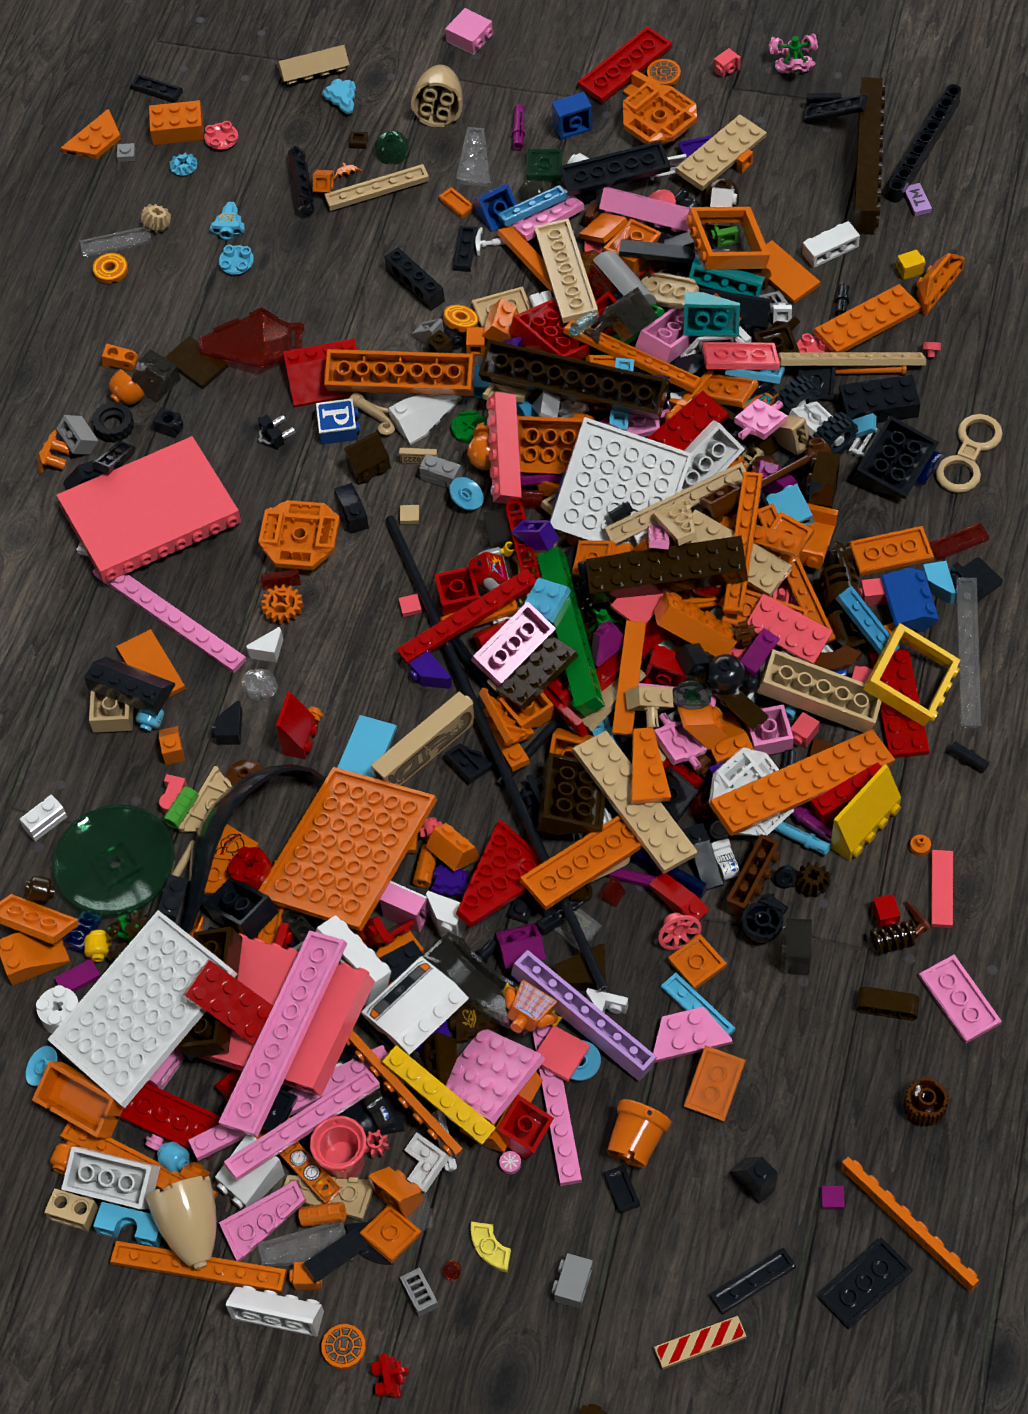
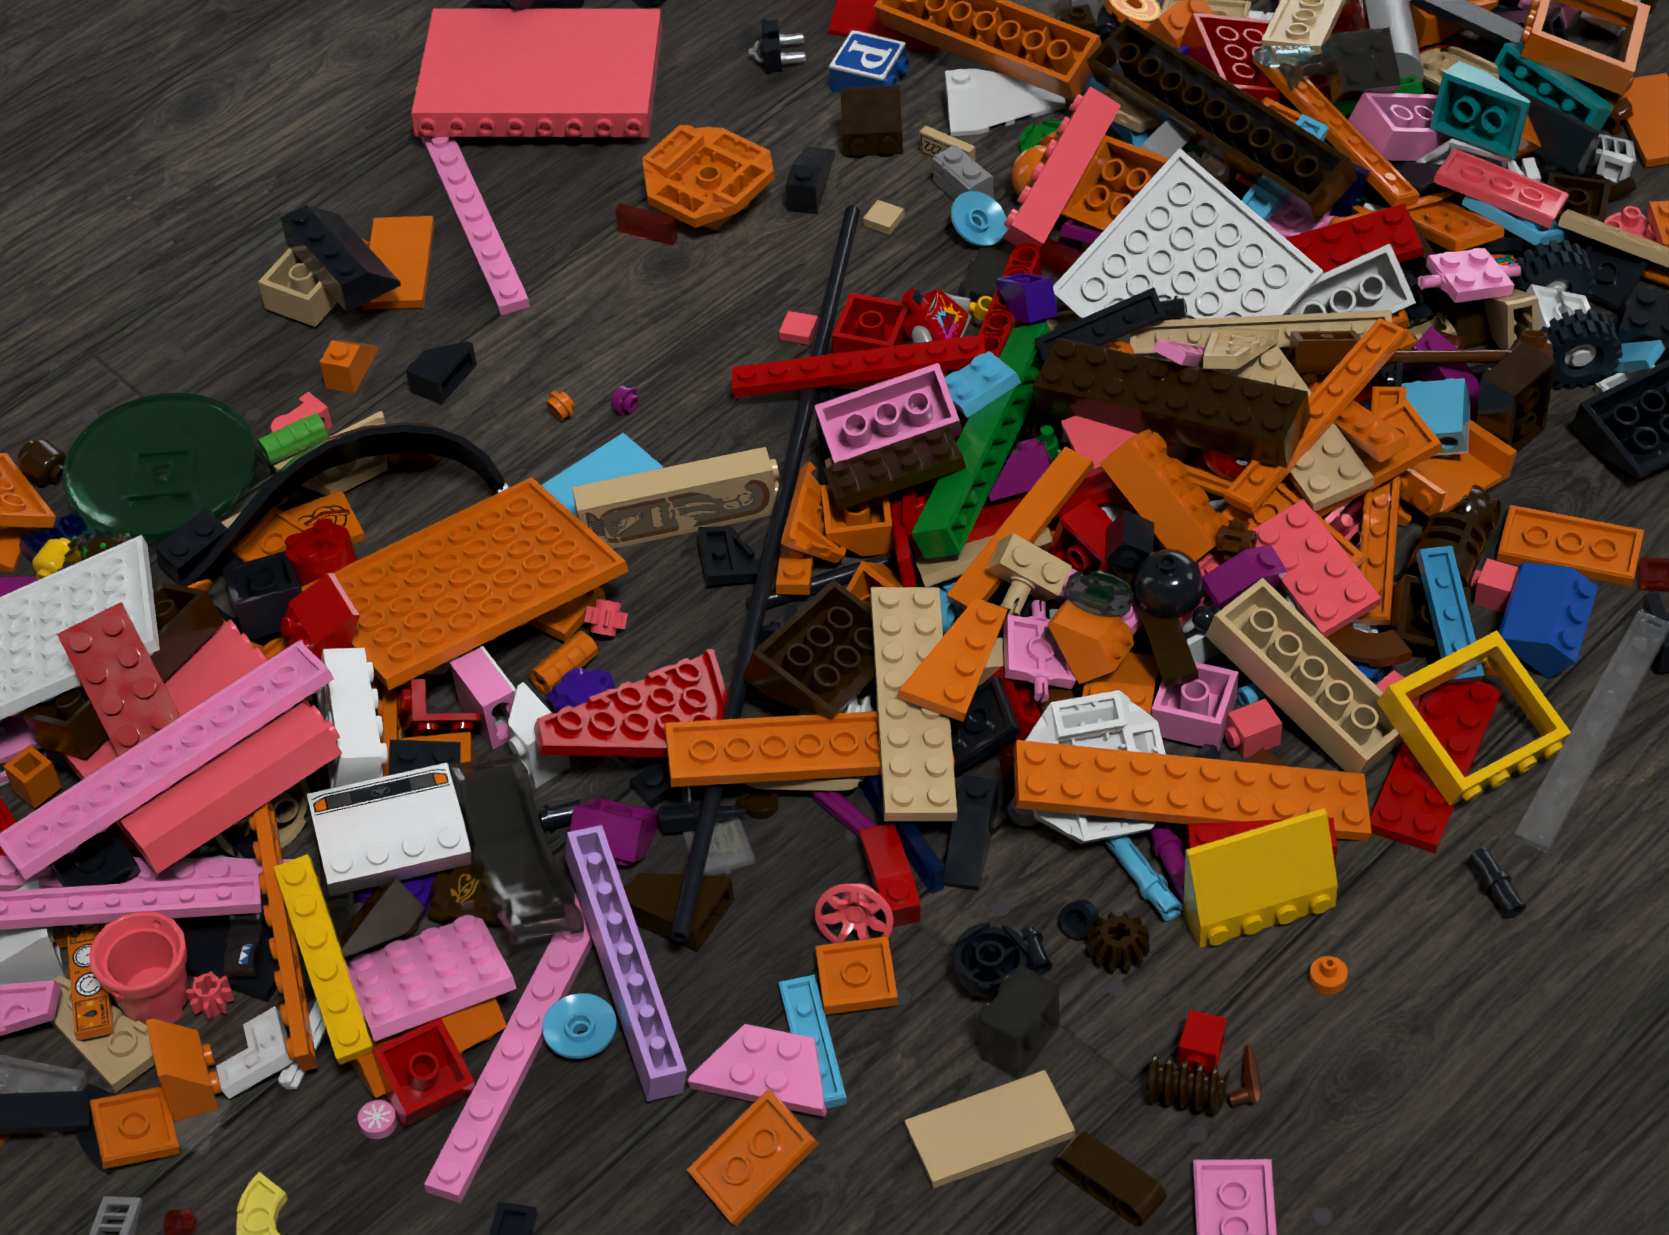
camera: 30 degrees right, 10 degrees down
(43, 818) = (116, 378): white brick -> none
(149, 721) = (346, 323): medium azure head -> none
(186, 1075) = (32, 776): none -> orange brick
(259, 684) = (514, 335): clear piece -> none
(266, 647) = (566, 297): white slope -> none
(282, 604) = (625, 254): orange gear -> none
(295, 911) = (321, 617): none -> red slope
(296, 728) = (514, 401): red slope -> none
(322, 1214) = (61, 1049): orange axle -> none
(346, 694) = (625, 399): none -> magenta plate
(387, 426) = (930, 74): tan plant -> none
(429, 672) = (757, 418): dark purple slope -> none
(452, 847) = (609, 647): orange slope -> none
(529, 1007) = (546, 907): orange torso -> none
(562, 1053) = (557, 1000): coral tile -> none
(593, 537) = (1108, 323): none -> black tile
(603, 1001) = (674, 962): white slope -> none
(613, 892) = (802, 820): clear red slope -> none
(636, 1133) = (577, 1165): orange piece -> none
(724, 236) = (1597, 39): bright green bracket -> none
(725, 859) = (1002, 850): white leg -> none
(753, 875) = (1028, 887): reddish brown brick -> none
(813, 1008) = (989, 1129): none -> tan tile
(940, 580) = (1615, 609): medium azure slope -> none
(942, 889) = (1319, 1055): coral tile -> none

